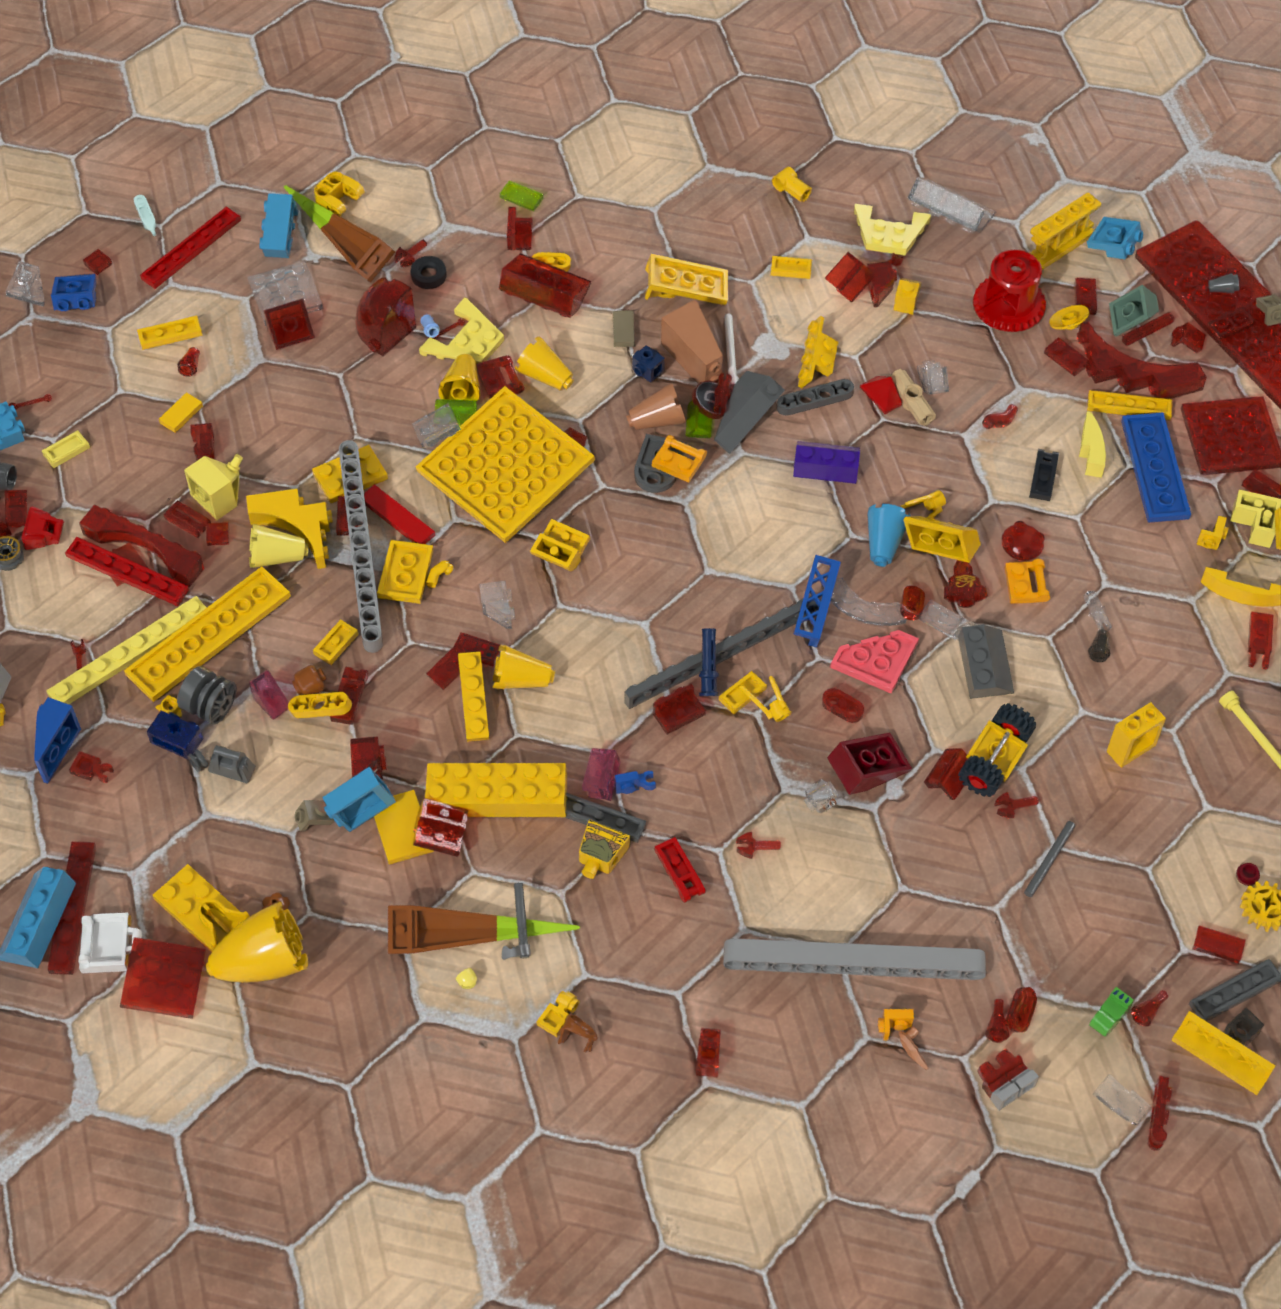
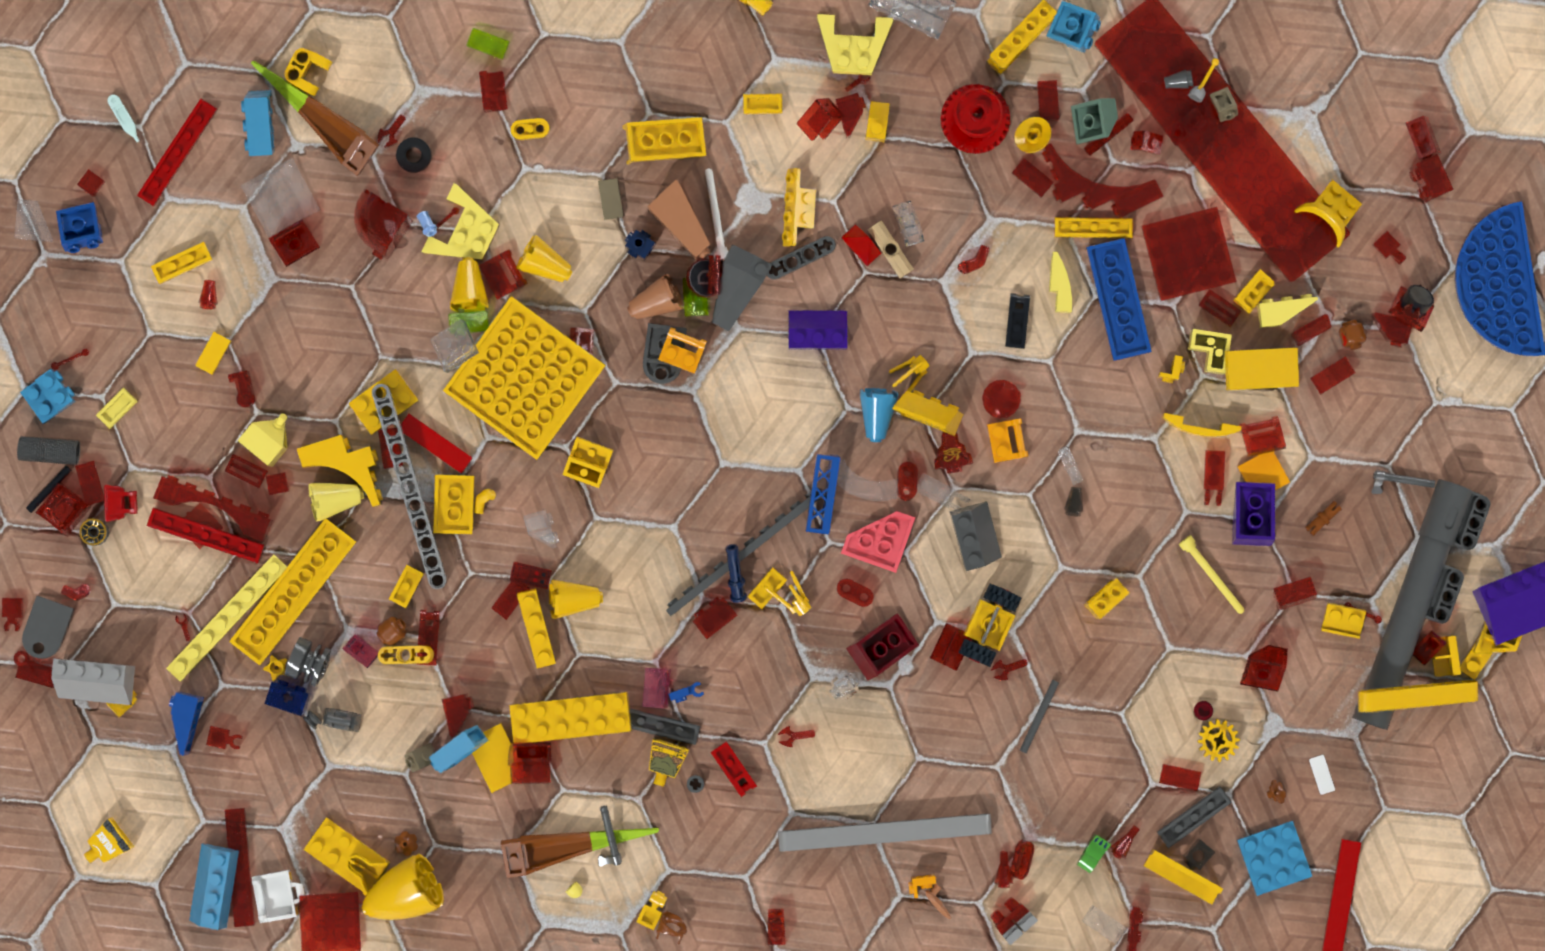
camera: 10 degrees left, 30 degrees up
(544, 285) = (528, 161): clear red slope -> none
(631, 889) = (690, 787): none -> dark grey bush
(1238, 297) = (1197, 92): none -> hinge

